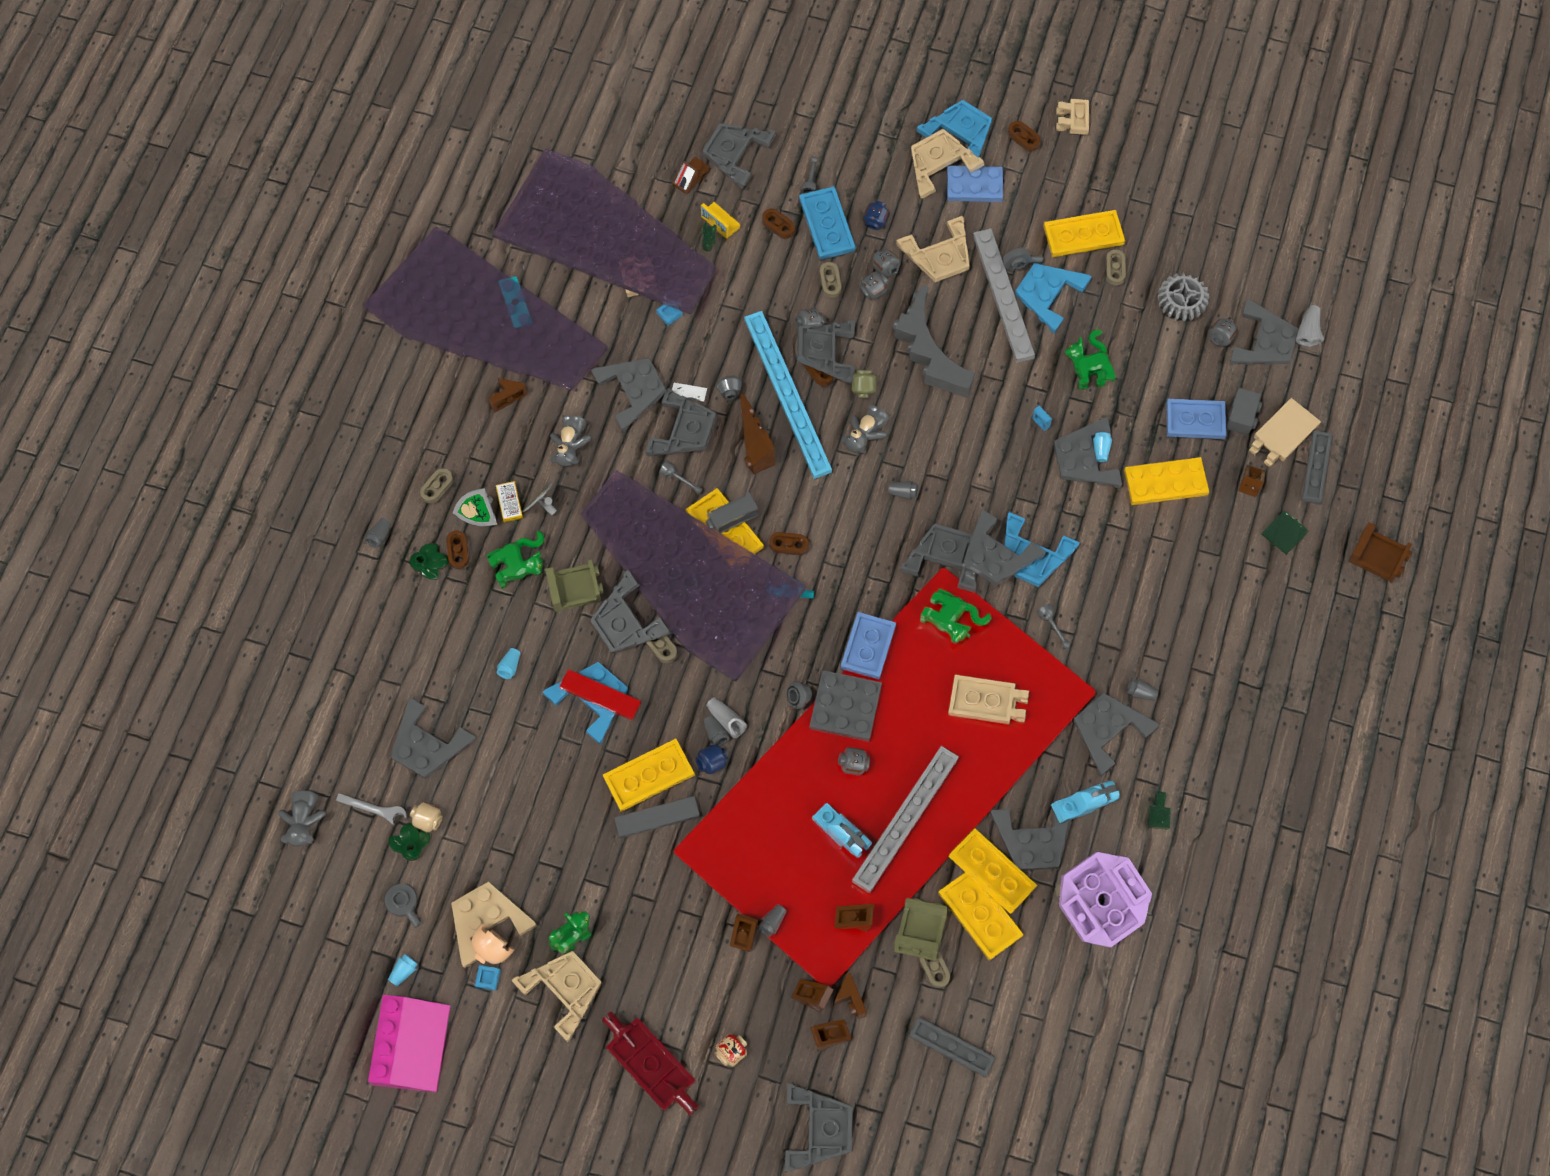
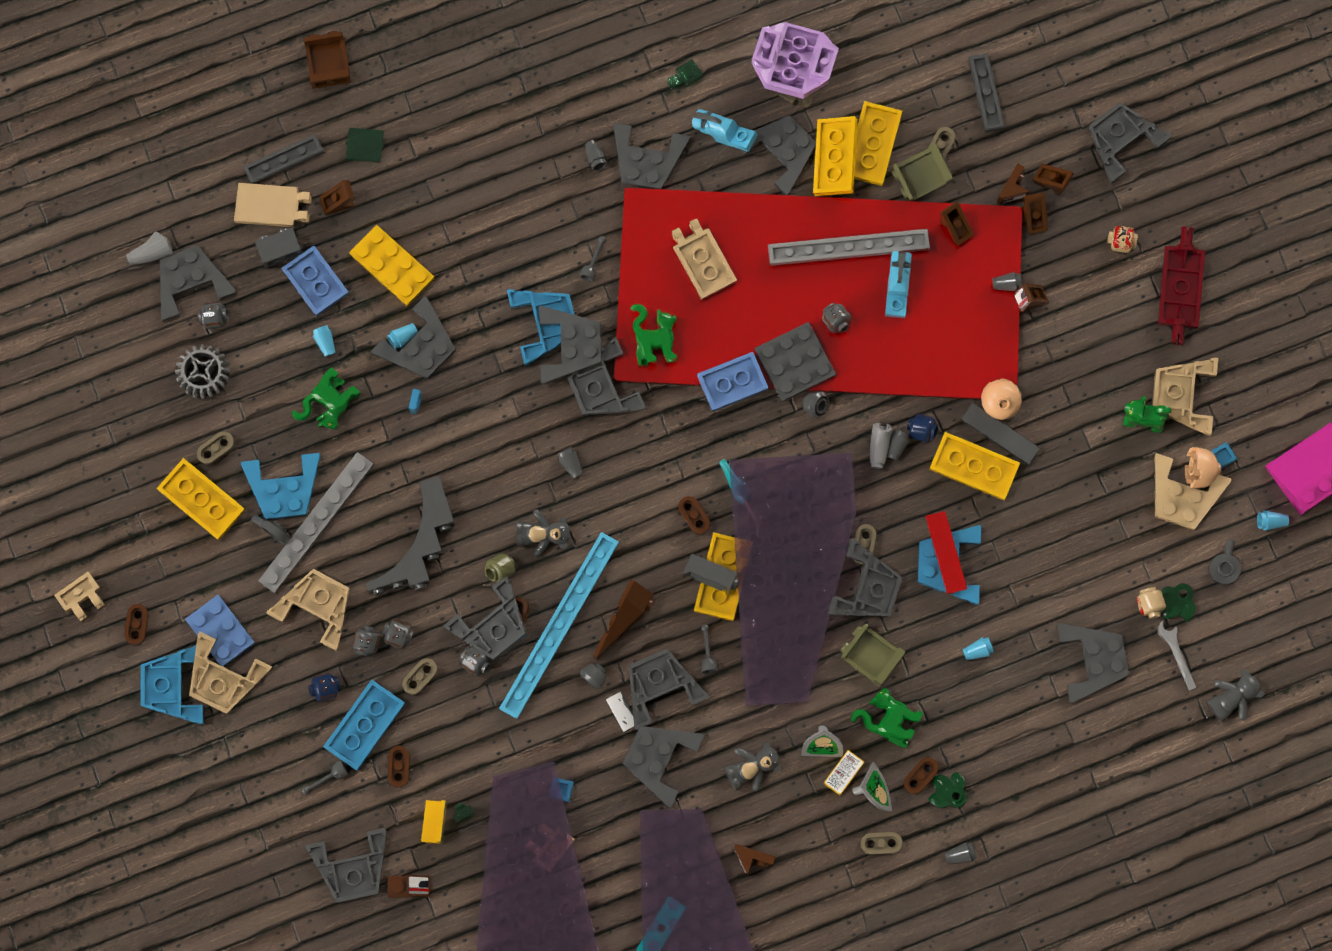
camera: 130 degrees left, 10 degrees up
(681, 835) = (994, 396): none -> light nougat cylinder
(1143, 393) = (324, 340): none -> medium azure cone

